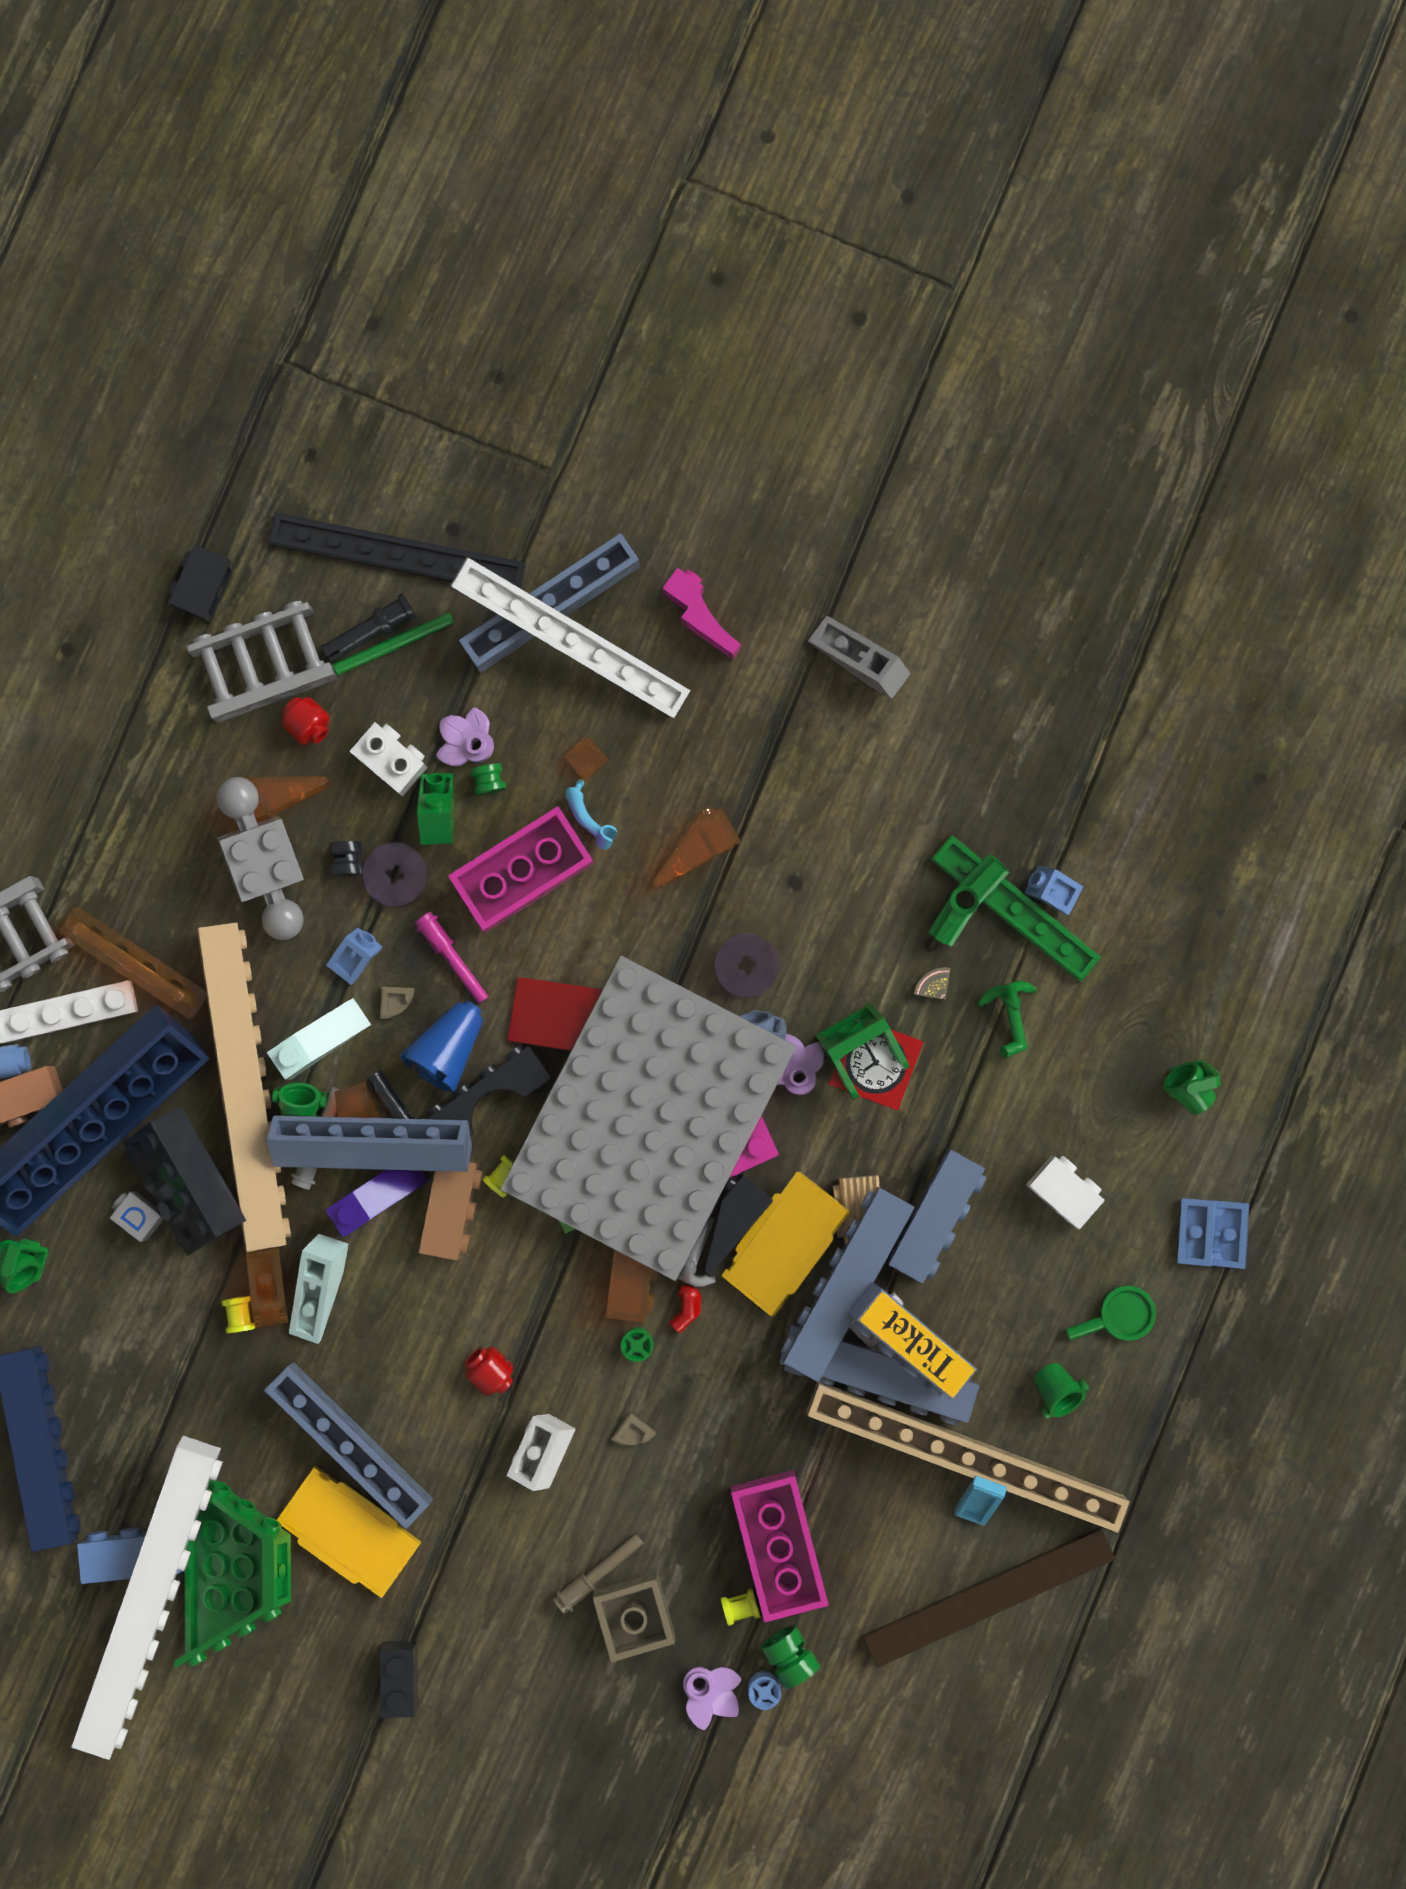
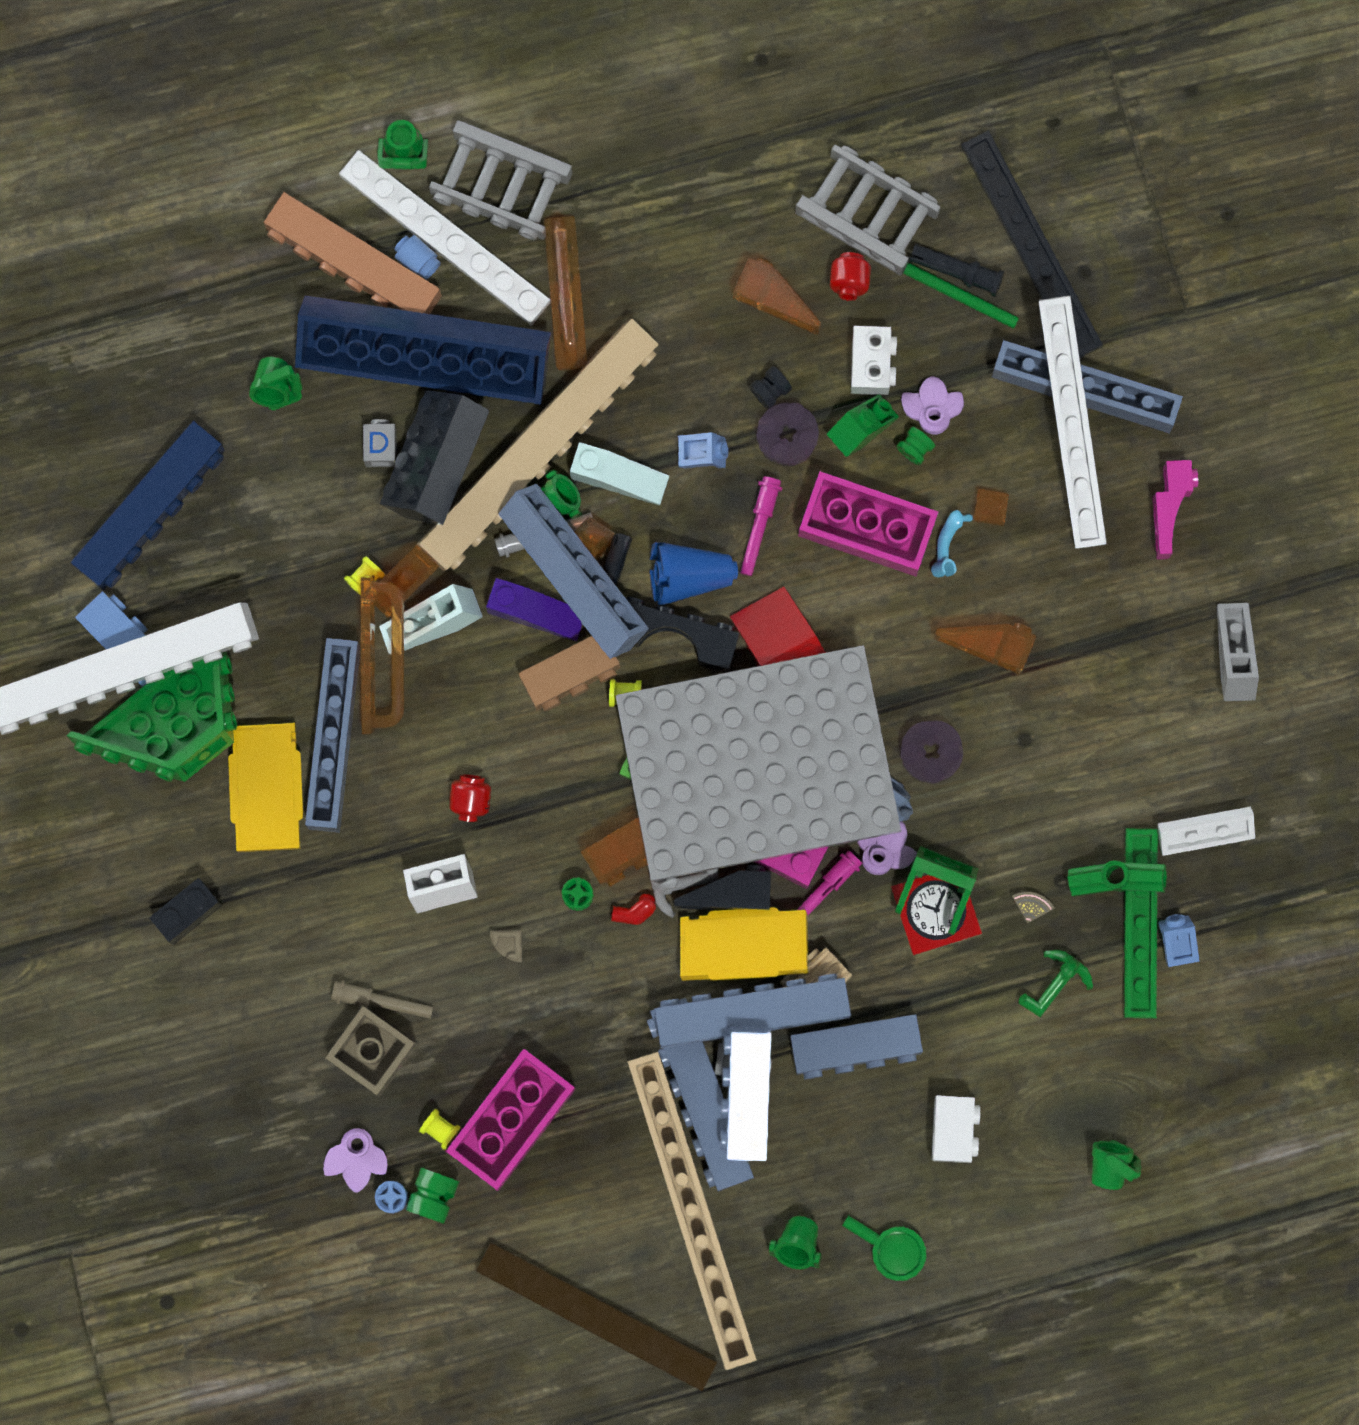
camera: 55 degrees right, 5 degrees down
(201, 583) = (890, 118): black brick -> none
(260, 858) = (720, 323): light grey brick -> none
(358, 1403) = (369, 588): none -> clear orange piece
(395, 1001) = (692, 509): dark tan tile -> none
(788, 1128) = (832, 880): none -> dark pink pin
(980, 1500) = (666, 1247): medium azure tile -> none
(984, 797) = (1206, 831): none -> white plate
(1213, 1233) = (1013, 1272): medium blue slope -> none

